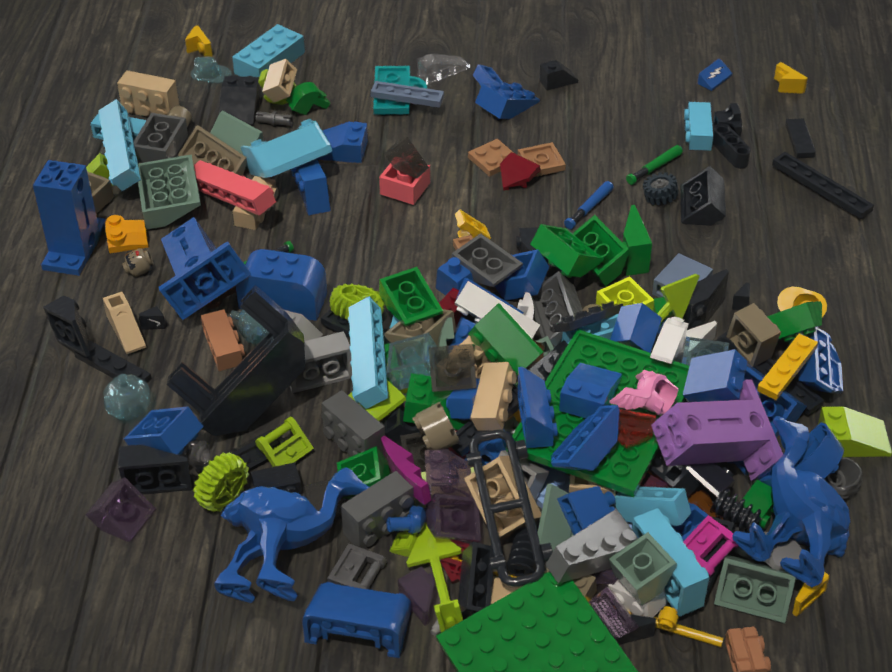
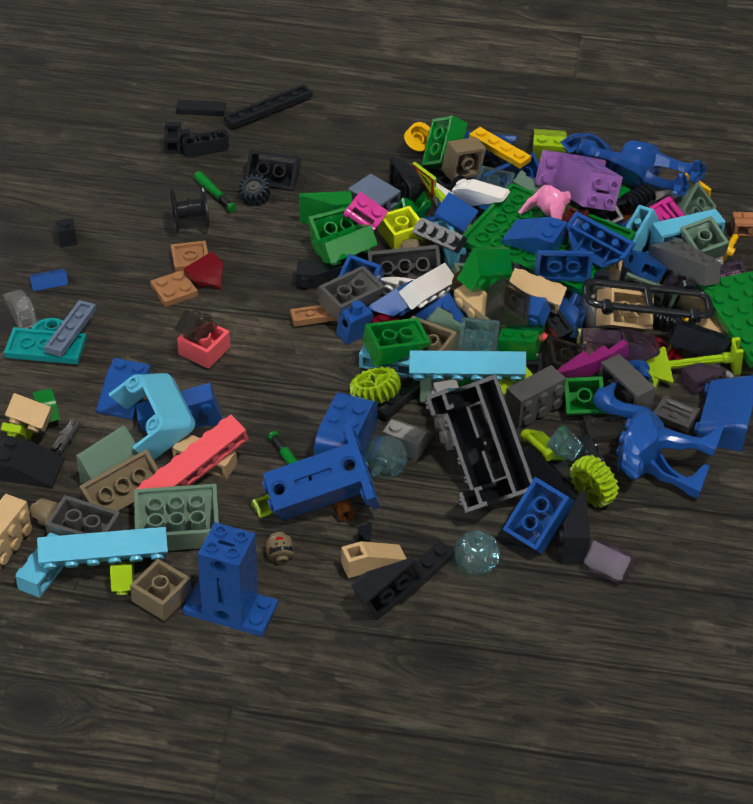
camera: 85 degrees left, 0 degrees up
(222, 339) = (404, 486): nougat brick -> none
(278, 451) = (565, 443): none -> clear light blue slope
(437, 428) = (562, 330): dark tan brick -> none
(470, 226) = (281, 312): yellow slope -> none
(505, 99) = (92, 267): blue slope -> none
(589, 204) = (259, 236): blue piece -> none
(603, 144) = (189, 208): none -> black piece
(623, 261) = (368, 209): none -> dark pink plate
(698, 126) = (172, 156): medium azure brick -> none
(714, 75) = (97, 139): blue slope -> none
(715, 377) = (535, 167): brick -> none
(789, 79) = (121, 95): yellow slope -> none

